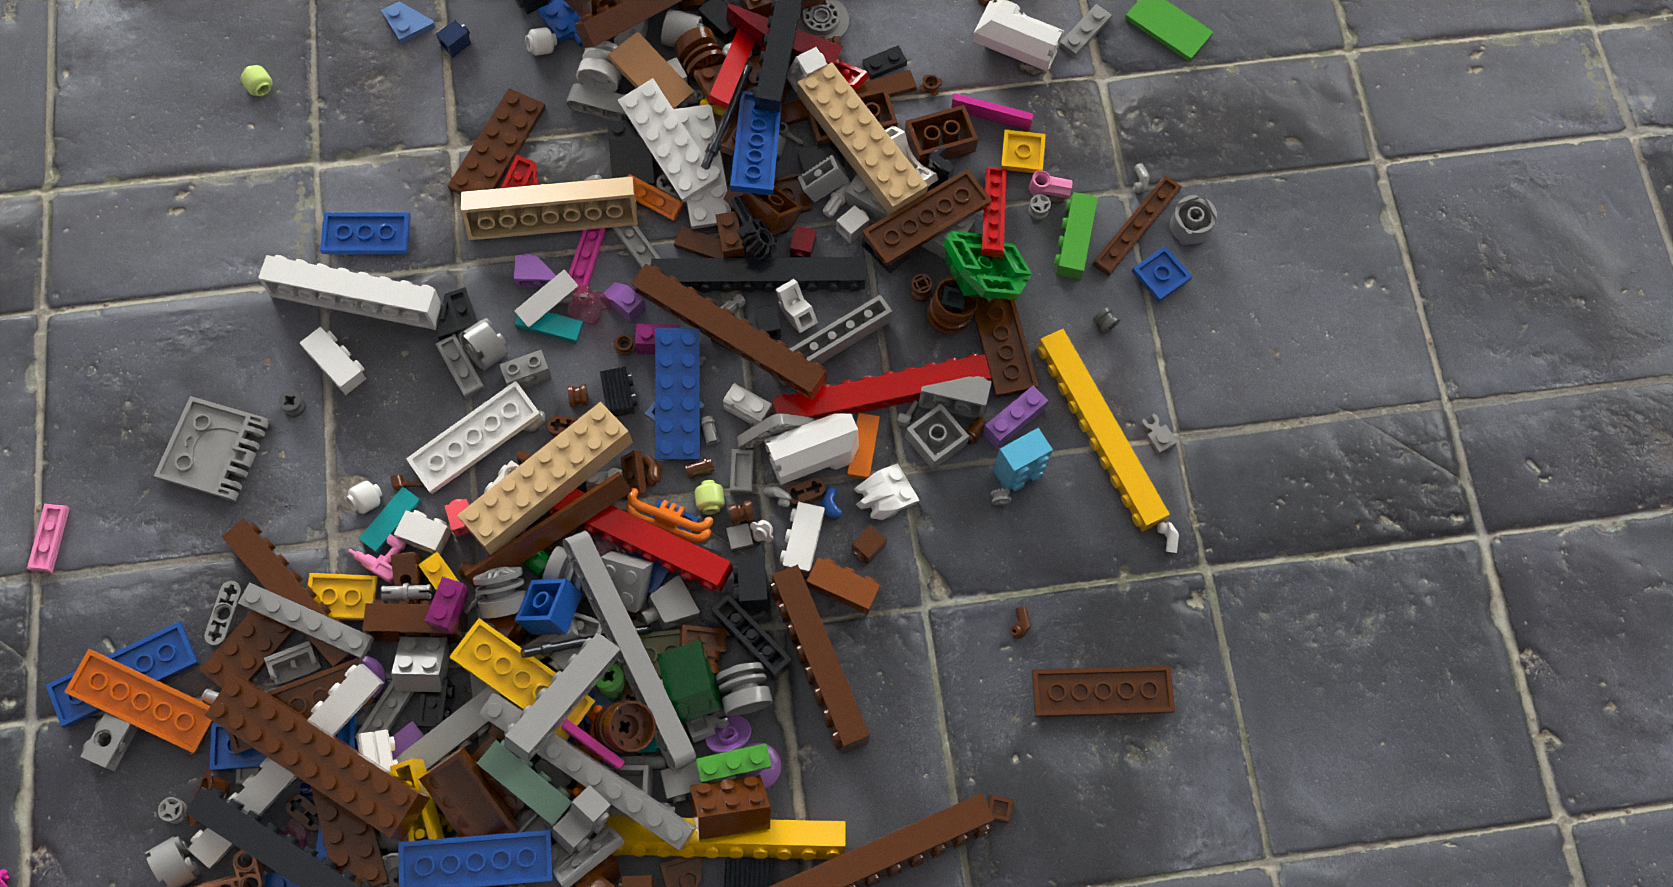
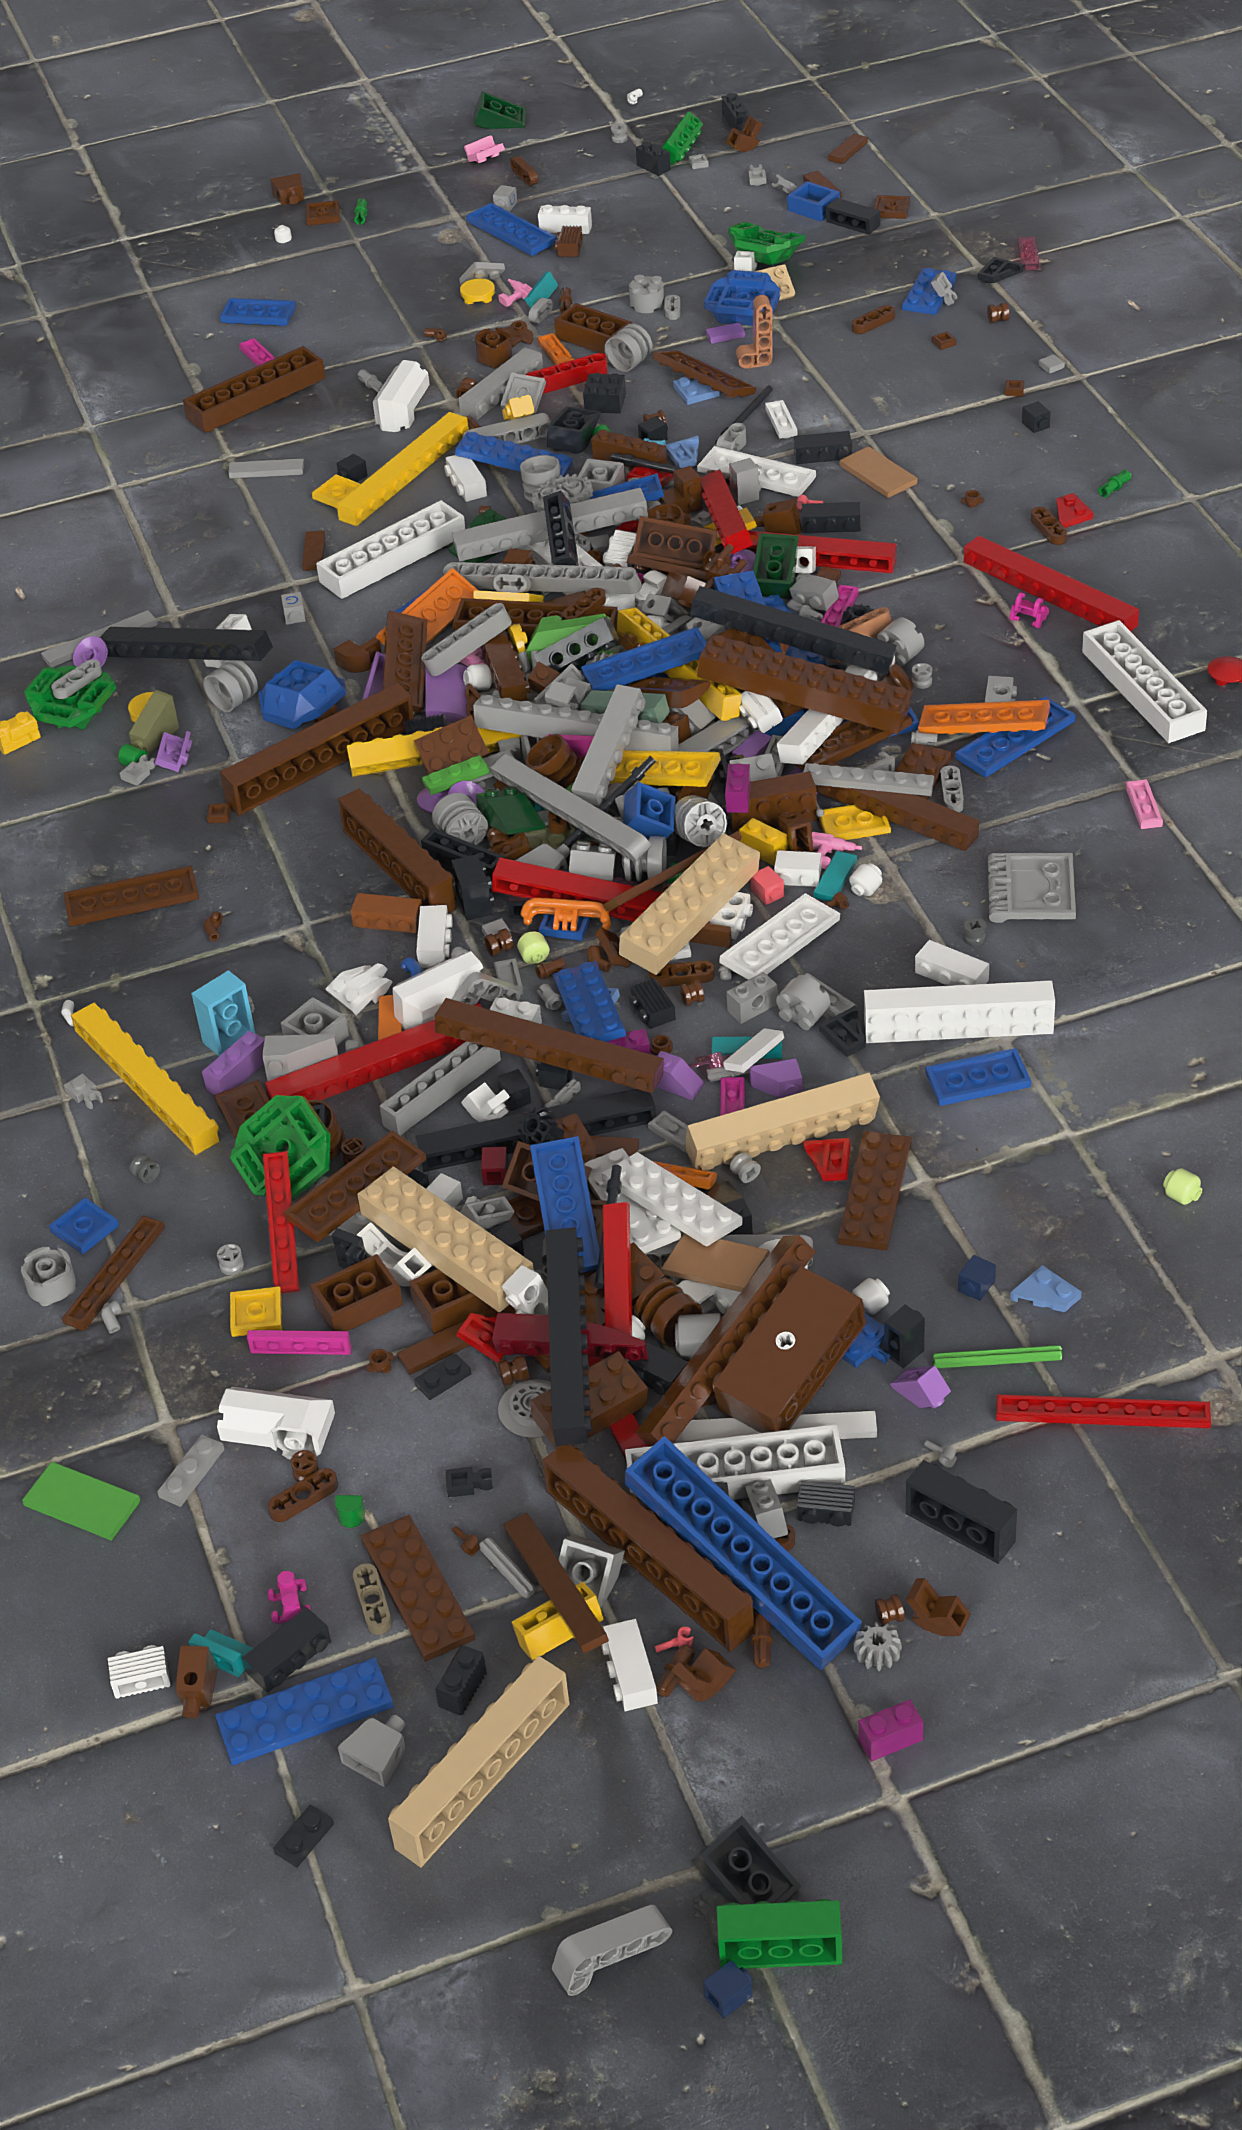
camera: 175 degrees right, 25 degrees down
(406, 592) = (785, 807): light grey pin -> none
(762, 531) = (474, 934): white plate -> none
(868, 545) = (368, 945): reddish brown brick -> none
(1051, 185) = (225, 1280): bright pink piece -> none
(1076, 235) = (184, 1239): bright green brick -> none

